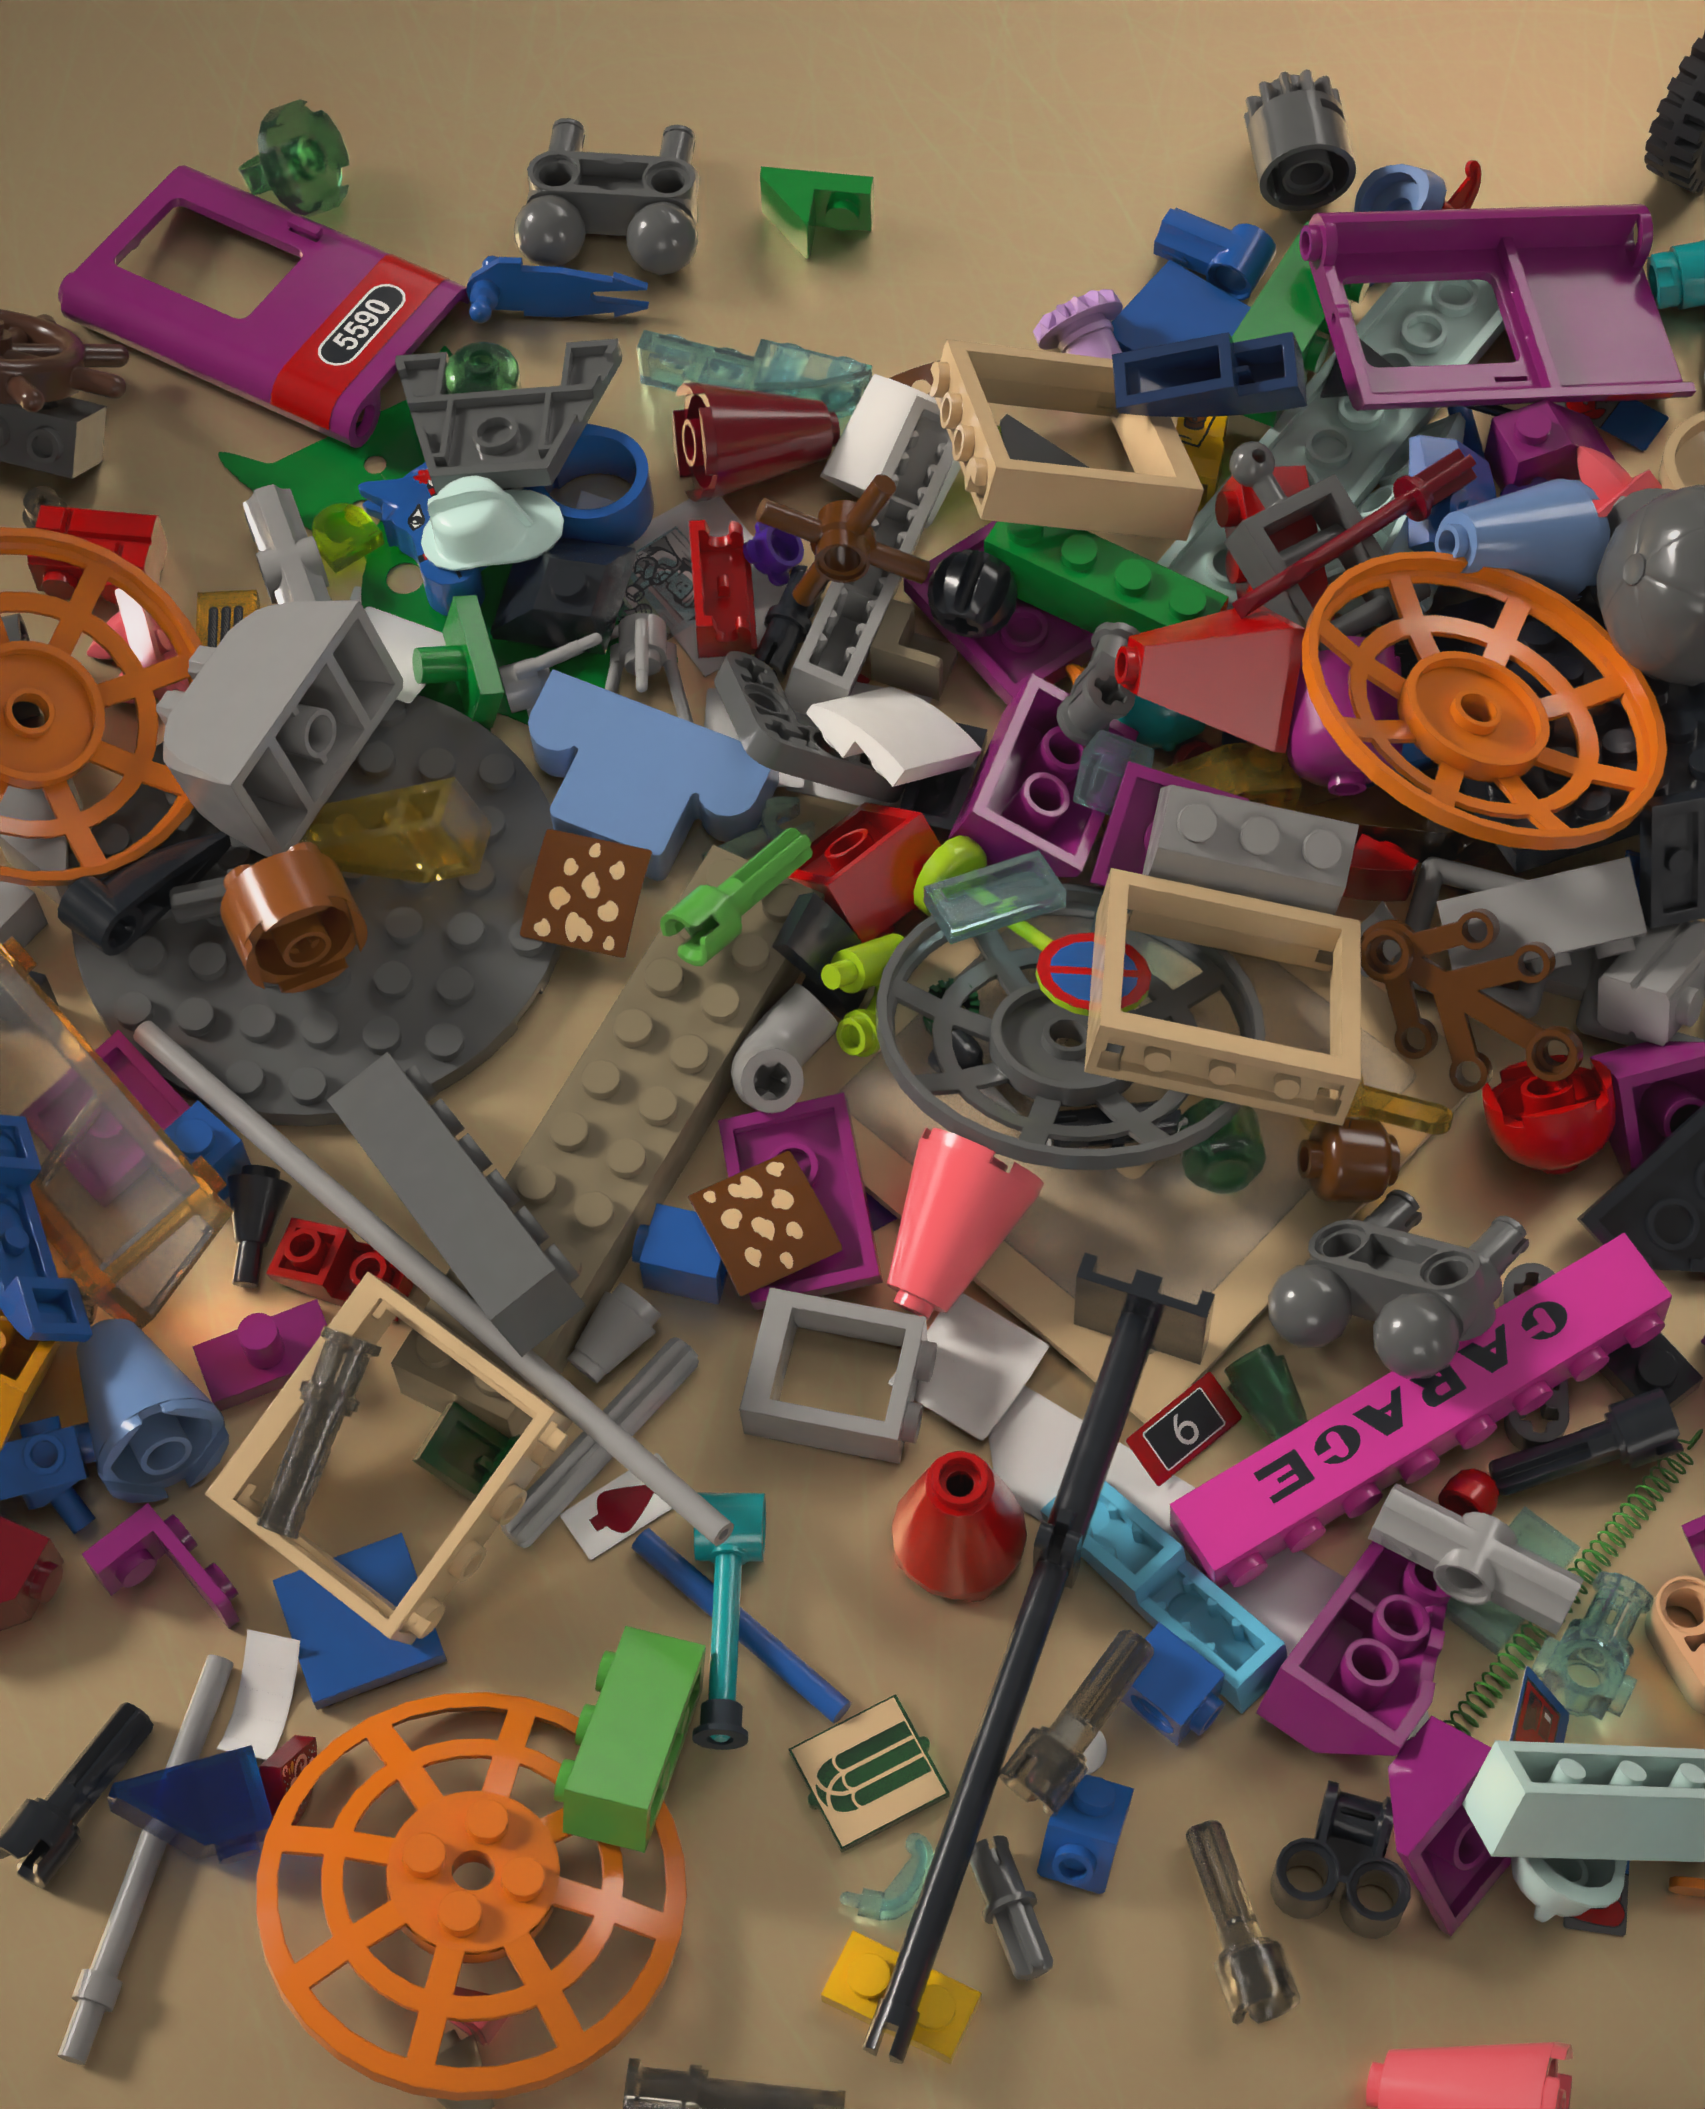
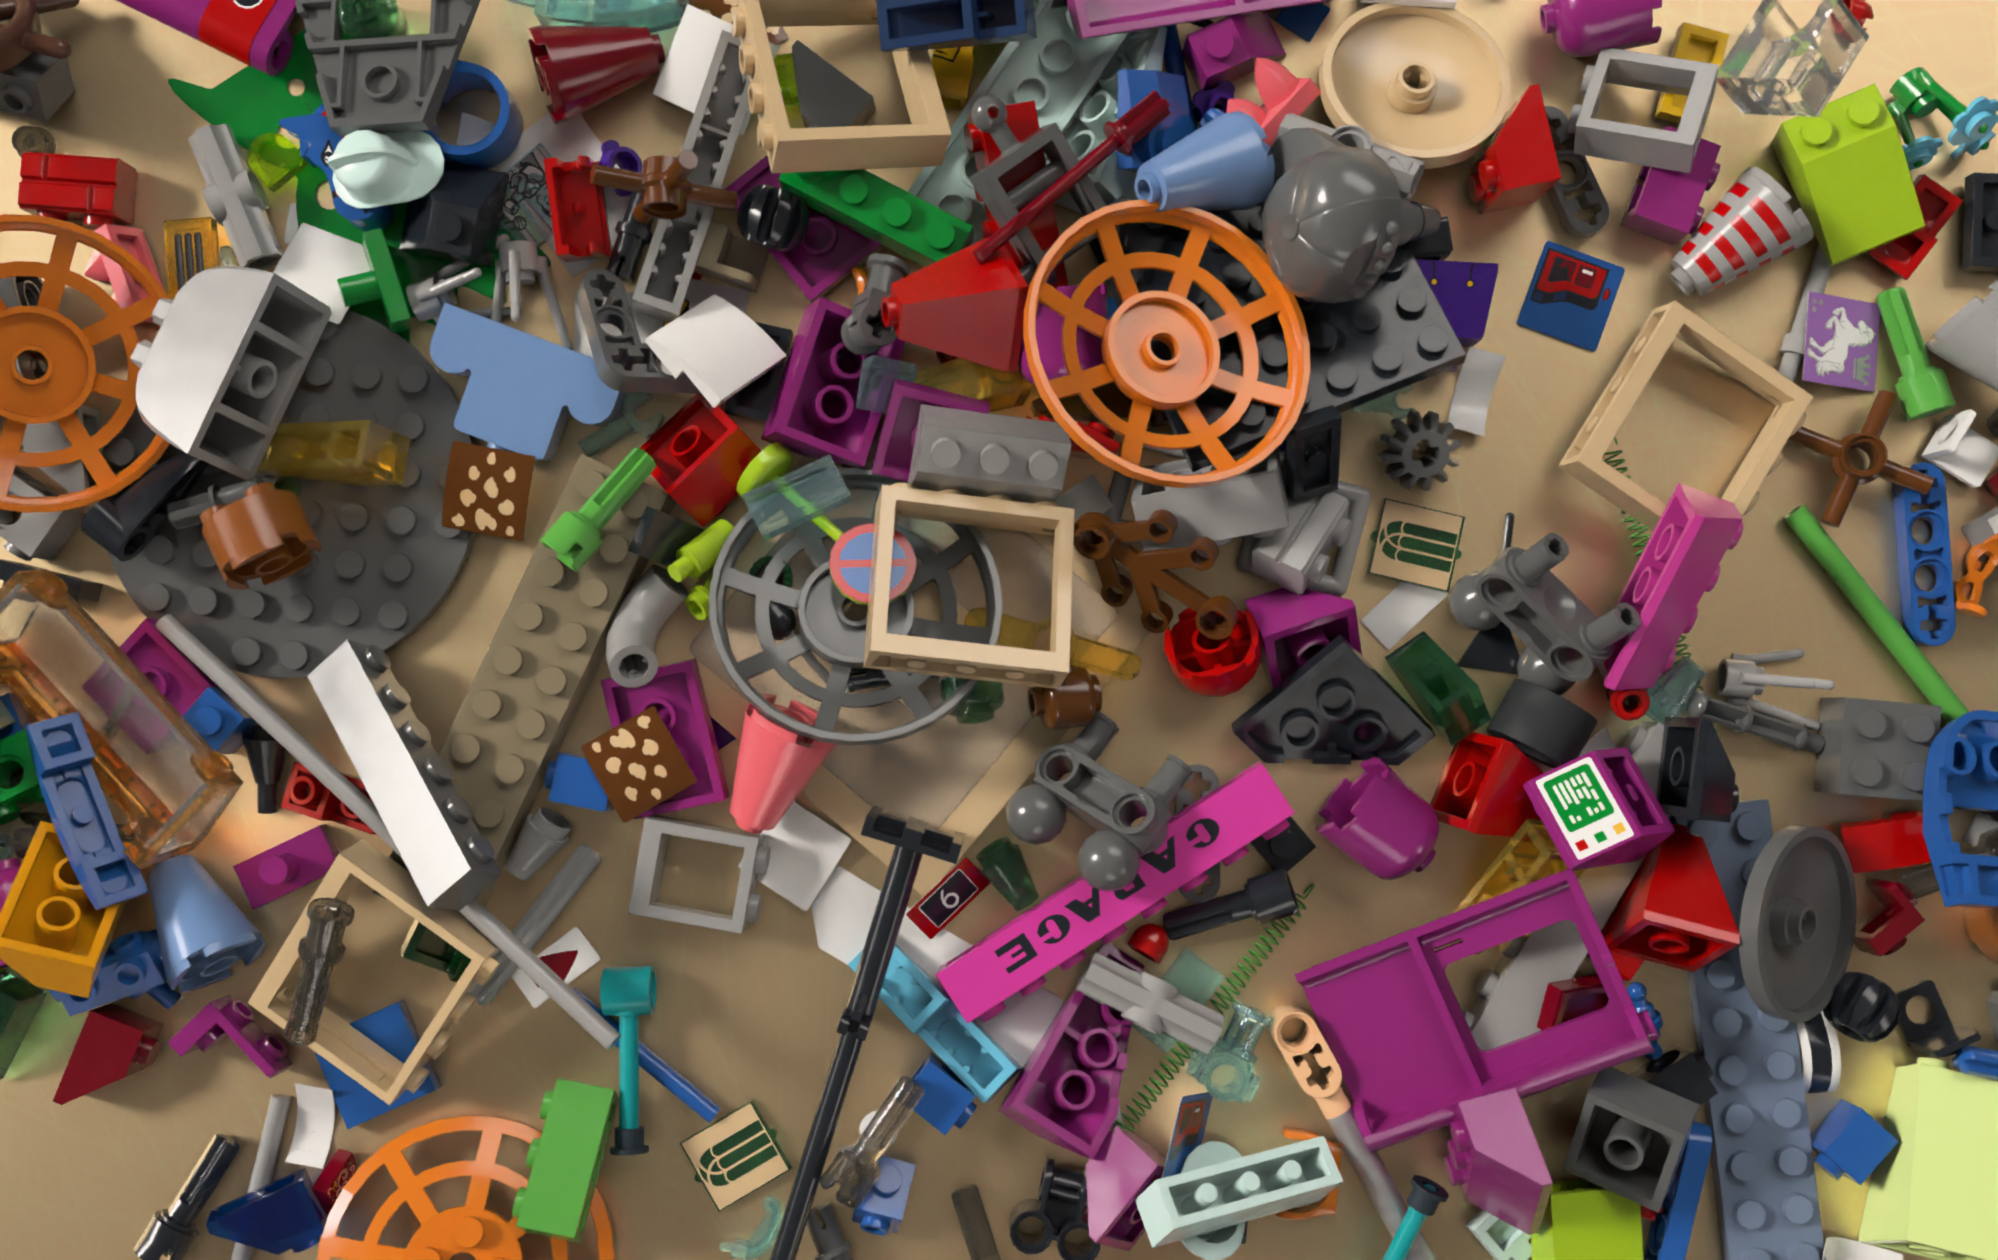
camera: 10 degrees left, 25 degrees up
(959, 1529) = (803, 971): red cone -> none

